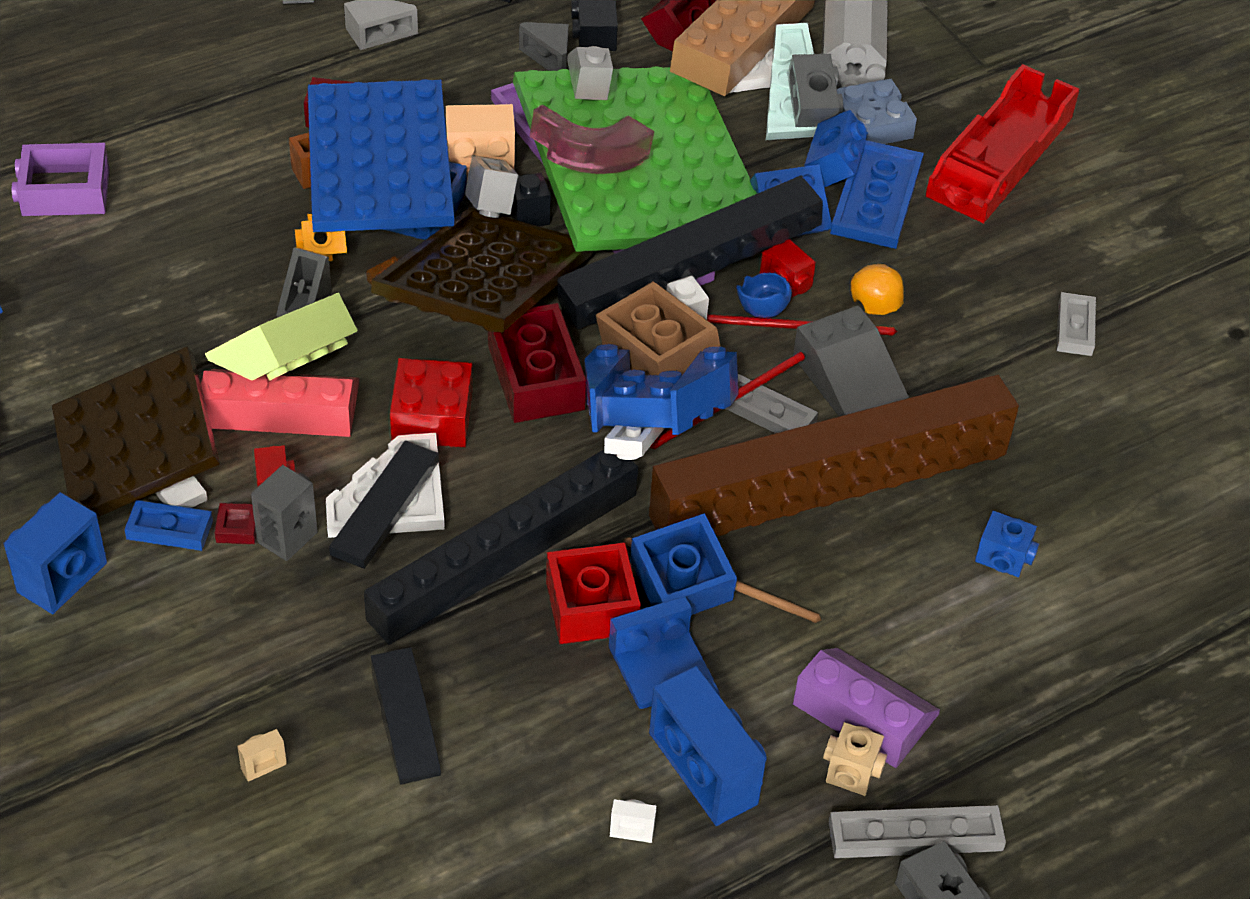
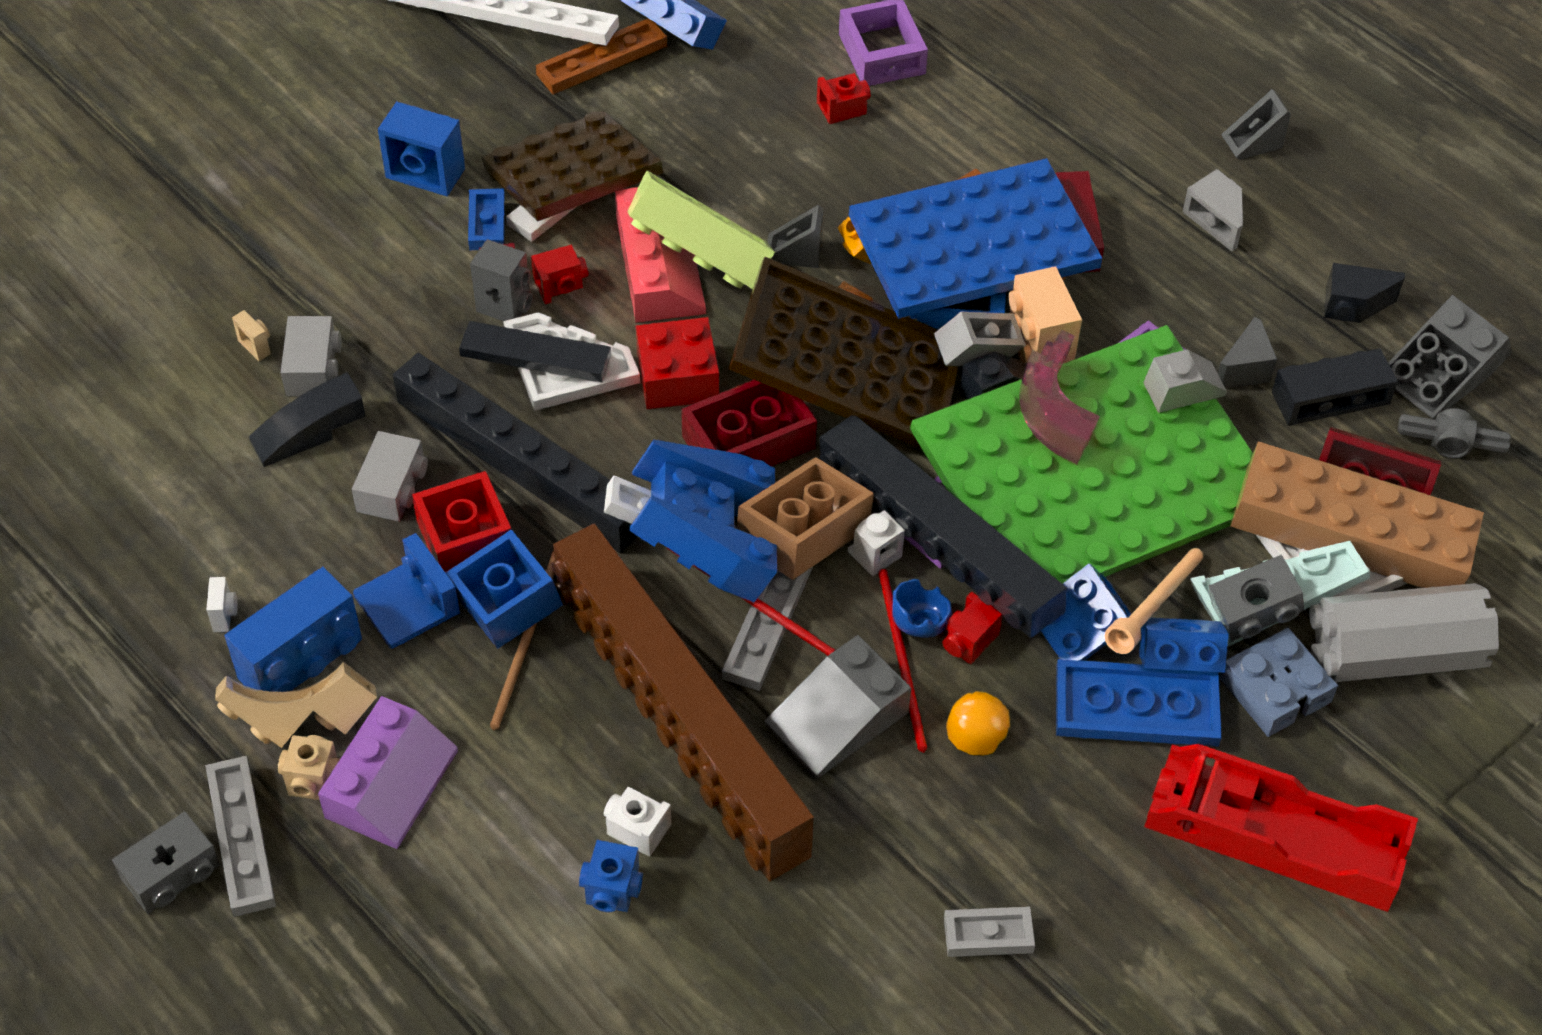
camera: 80 degrees right, 5 degrees up
(124, 214) = (842, 97): none -> red brick
(311, 704) = (309, 353): none -> light grey brick
(502, 653) = (389, 476): none -> light grey brick
(791, 762) = (277, 715): none -> tan arch
(838, 163) = (1126, 632): none -> light nougat piece
(945, 521) = (638, 830): none -> white brick

